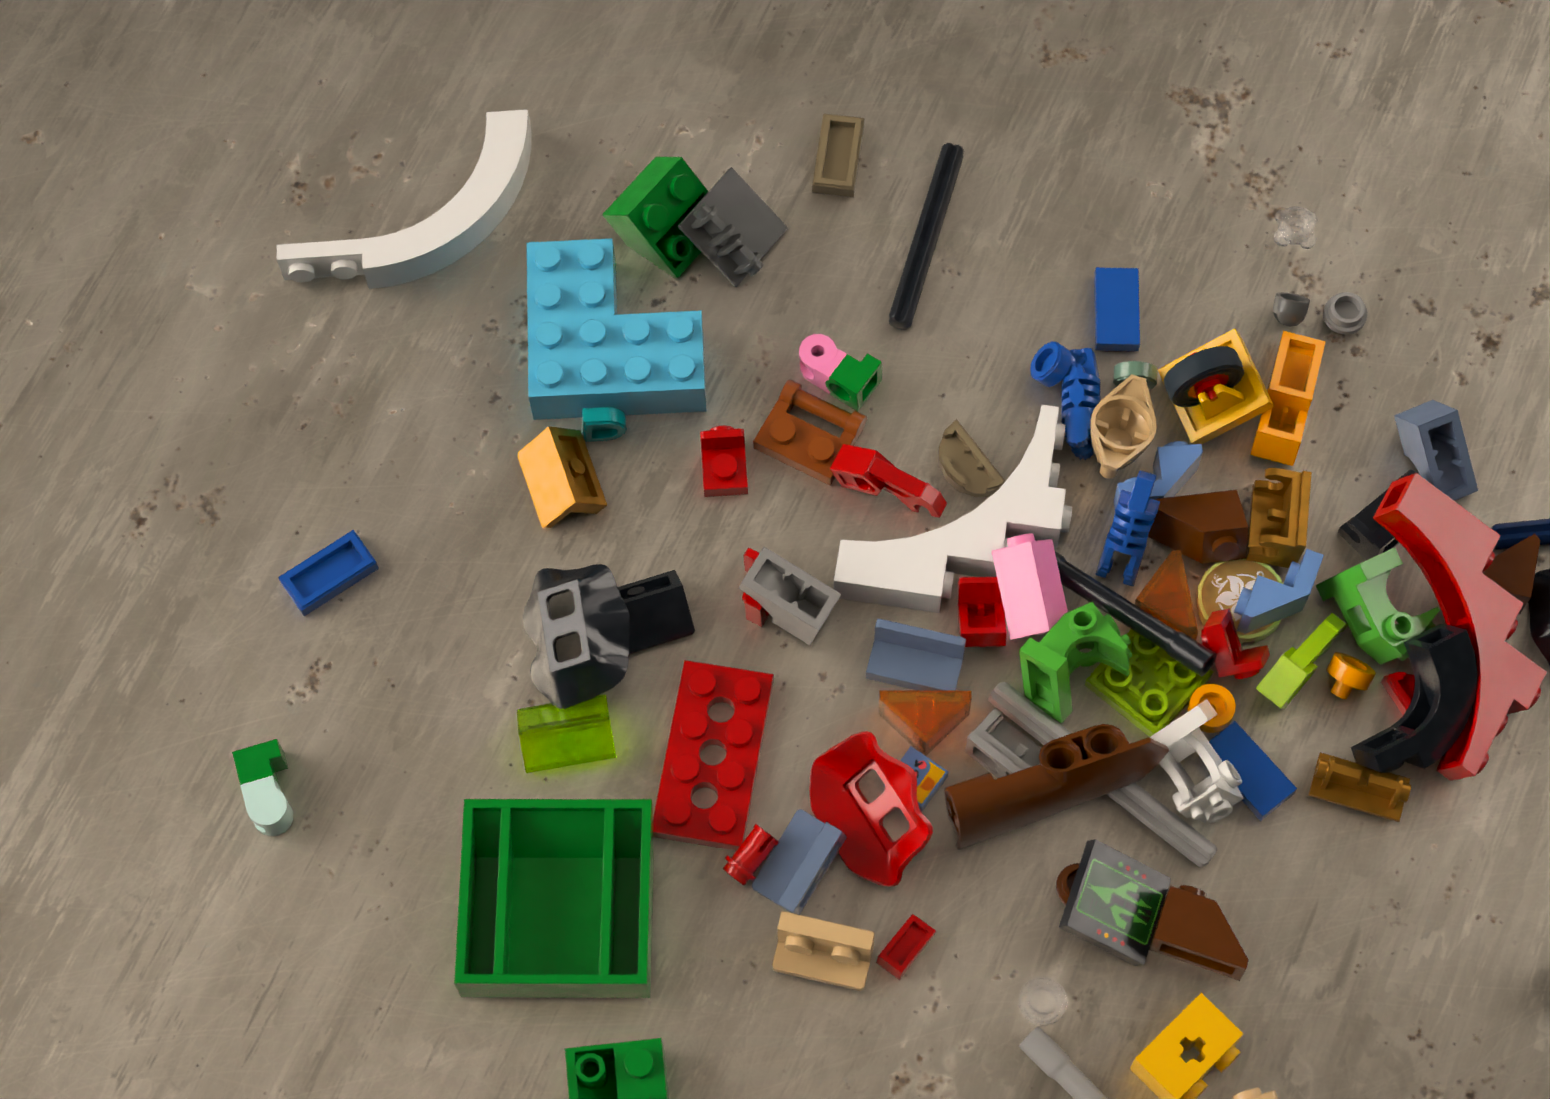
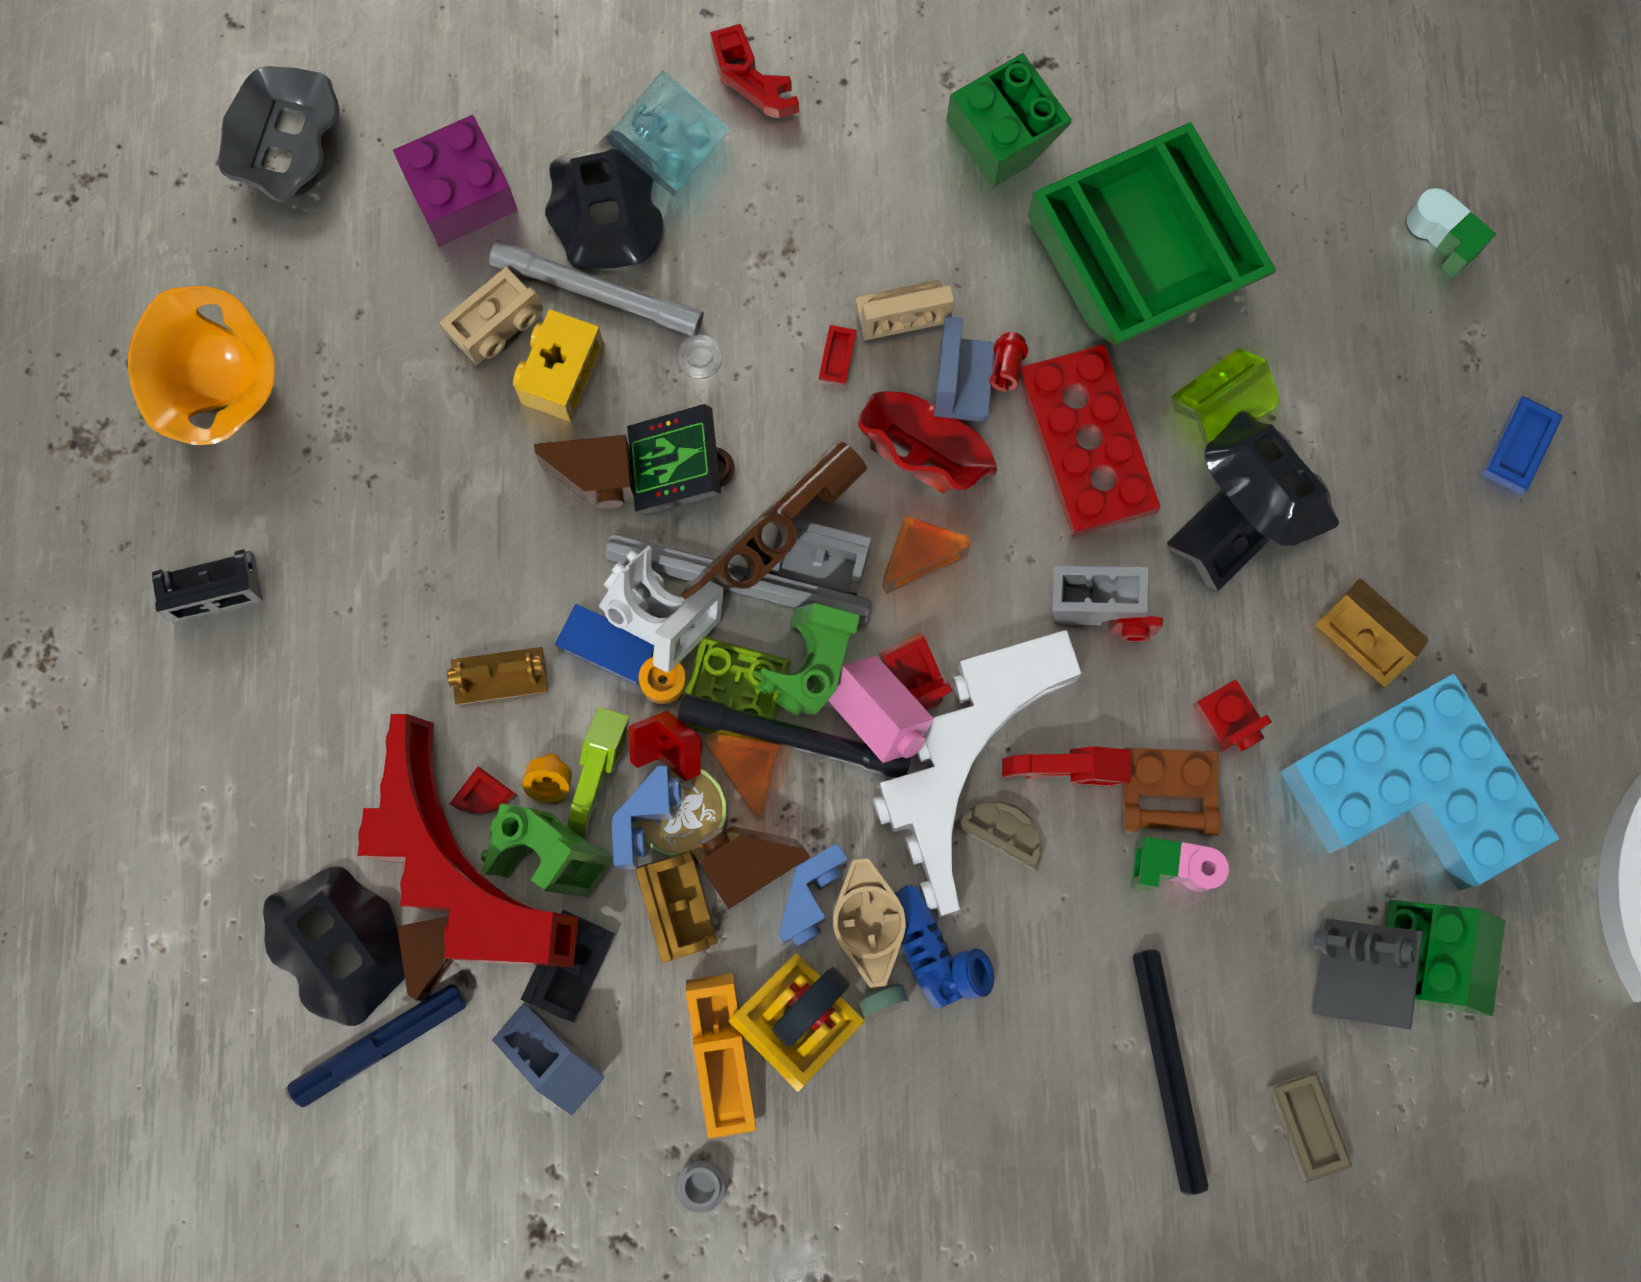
camera: 150 degrees right, 10 degrees up
(603, 424) = (1368, 698): teal tile -> none
(915, 657) = (954, 604): sand blue panel -> none
(928, 773) = (899, 498): tile -> none
(1117, 309) = (937, 1078): blue tile -> none
(1130, 527) = (814, 819): blue hinge -> none
(1290, 308) = (759, 1164): dark grey hinge -> none
(1439, 707) = (451, 763): black arch -> none

